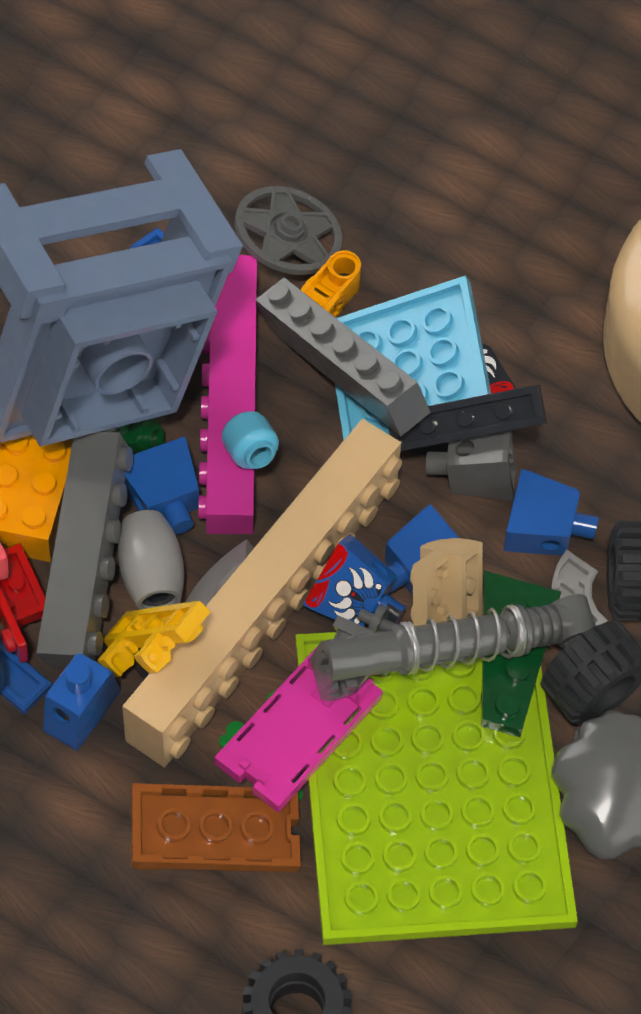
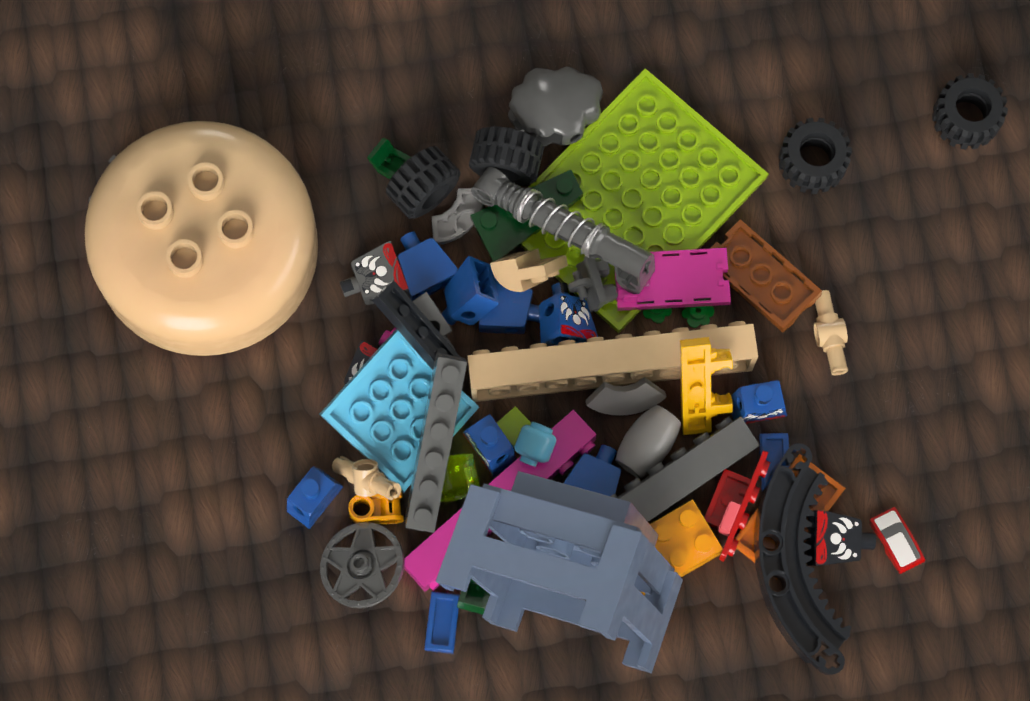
camera: 130 degrees left, 15 degrees up
(82, 844) = (831, 333): none -> tan pin
(287, 371) = (459, 476): none -> clear neon green piece
(293, 468) = (512, 424): none -> lime tile
(301, 419) = (490, 445): none -> blue torso
(364, 284) = (366, 478): none -> tan pin
(397, 230) = (312, 496): none -> blue torso
(471, 516) = (470, 293): none -> blue torso
(579, 462) = (373, 273): none -> torso

